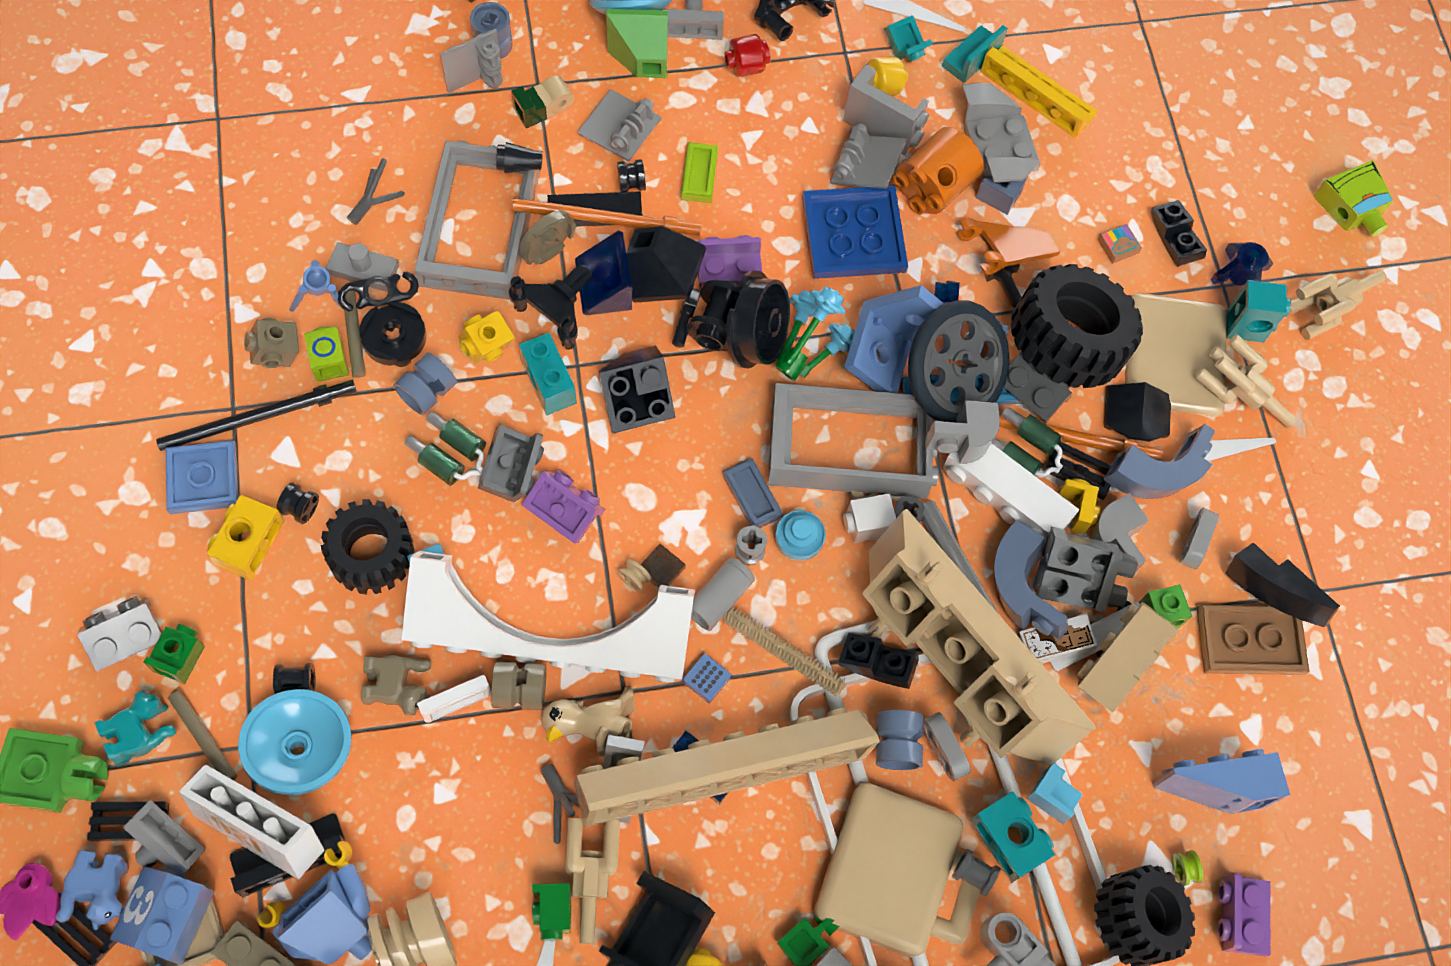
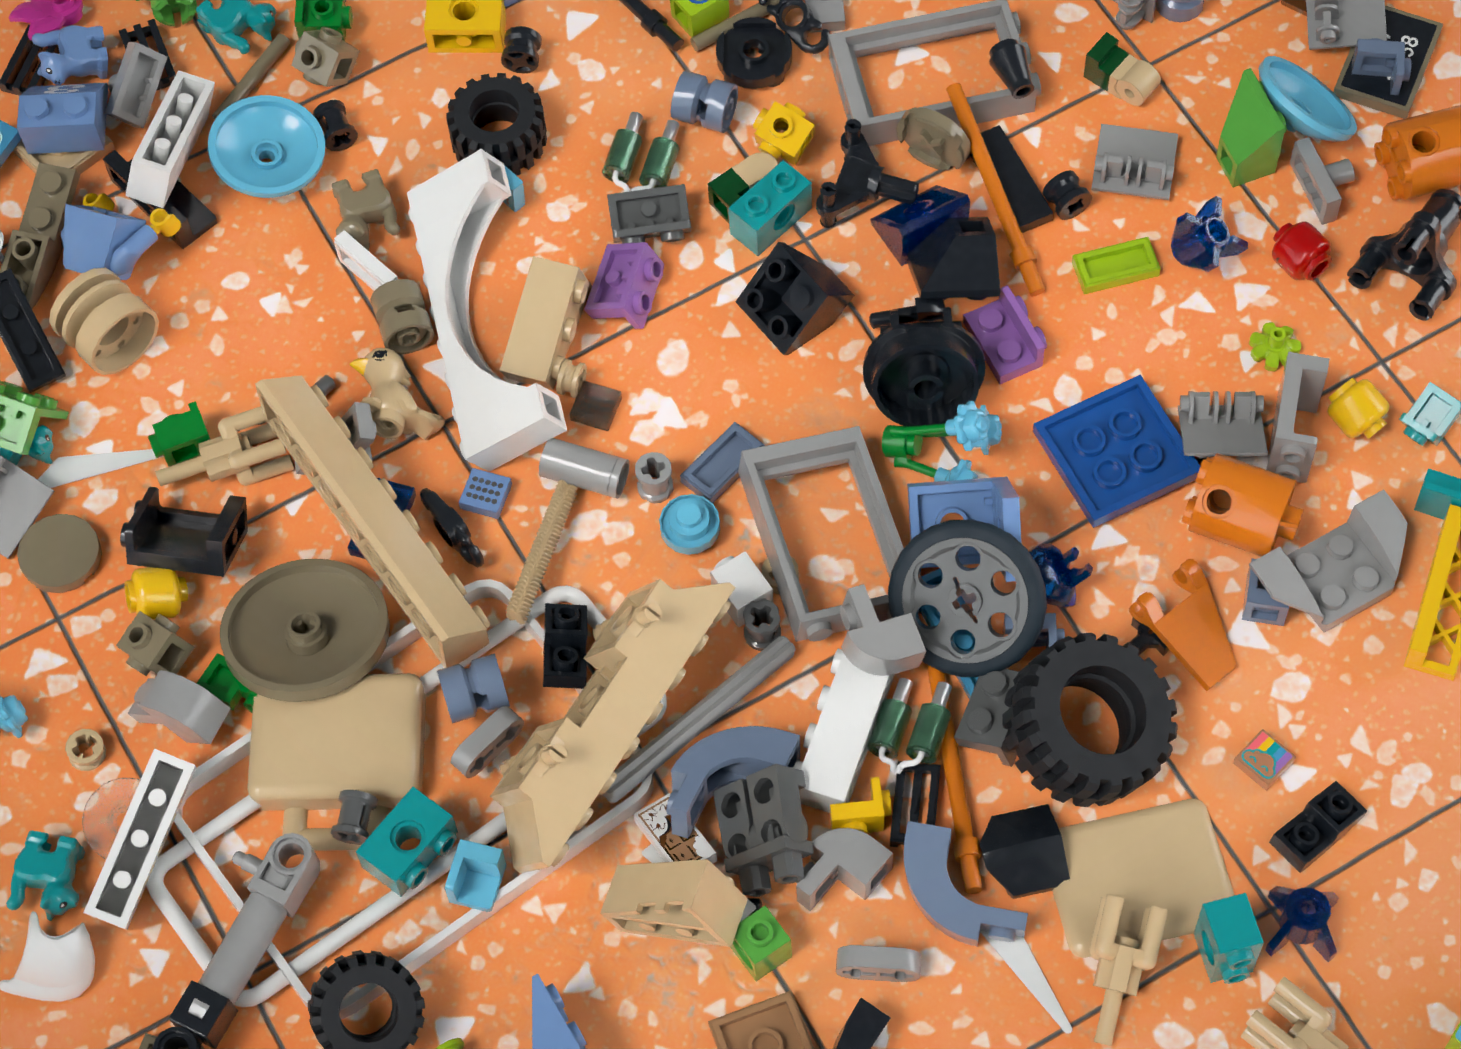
camera: 80 degrees right, 5 degrees down
(221, 664) = (324, 57): none -> dark tan brick
(512, 380) = (738, 180): none -> leg
(582, 574) = (545, 322): none -> tan wedge
(713, 108) = (1204, 238): none -> clear blue brick
(731, 713) = (451, 527): none -> black piece
(788, 861) = (304, 630): none -> dark tan dish
(809, 106) = (1273, 345): none -> lime plant

